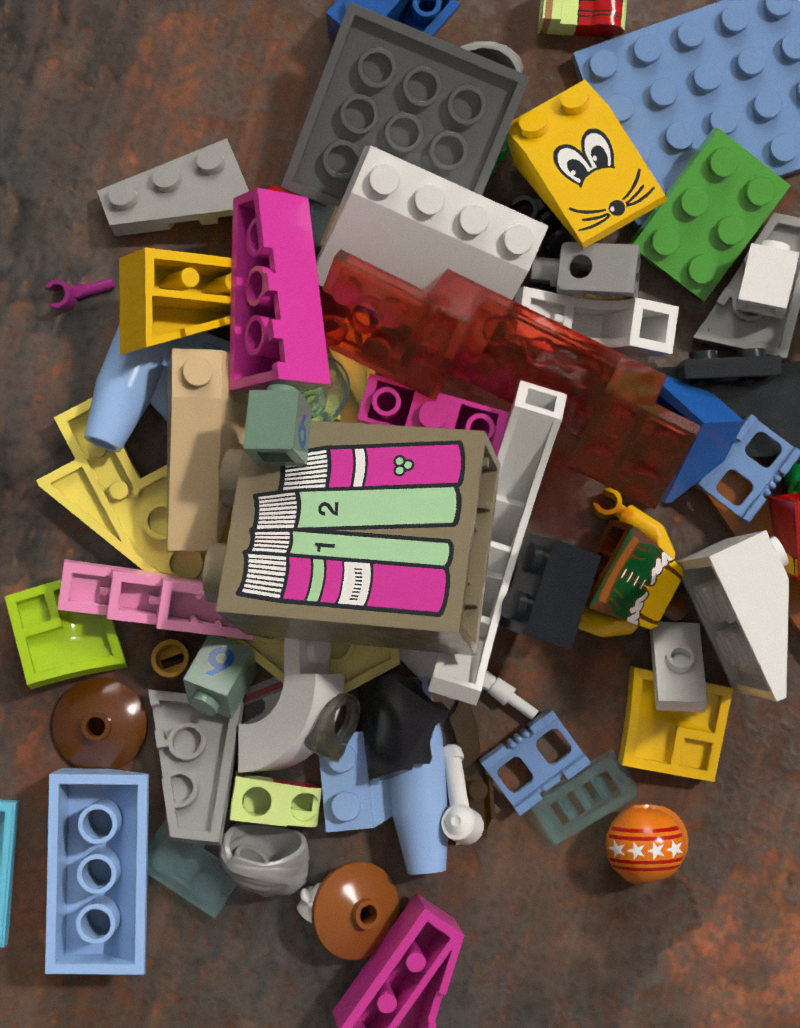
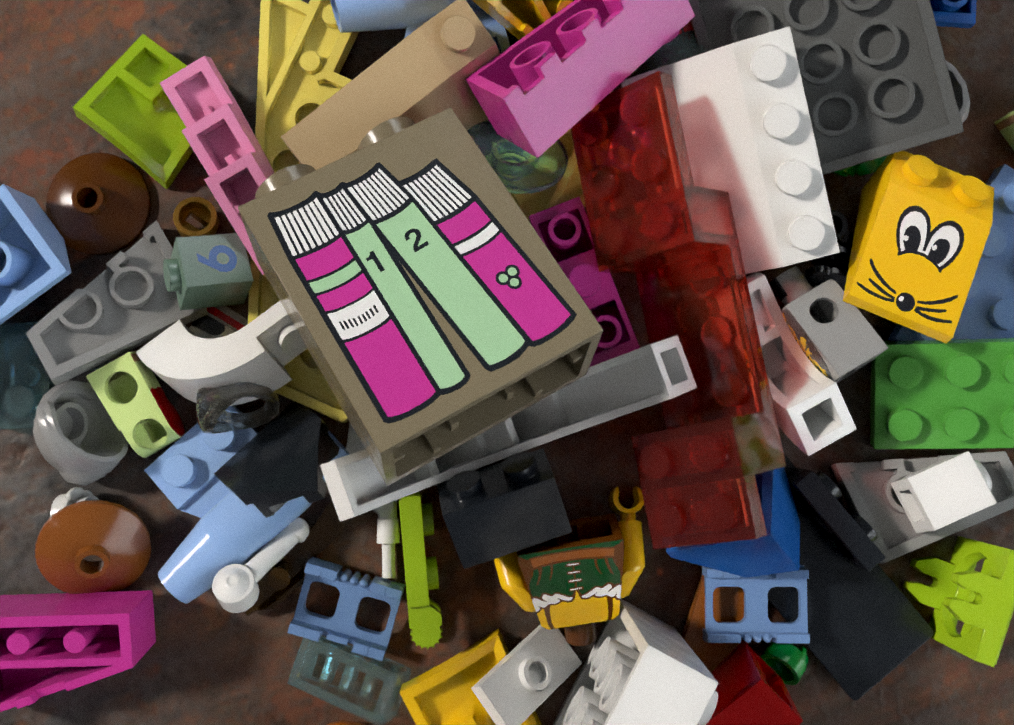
camera: 55 degrees right, 0 degrees up
(278, 426) = (457, 133): sand green brick -> none
(546, 688) = (420, 571): none -> lime hinge

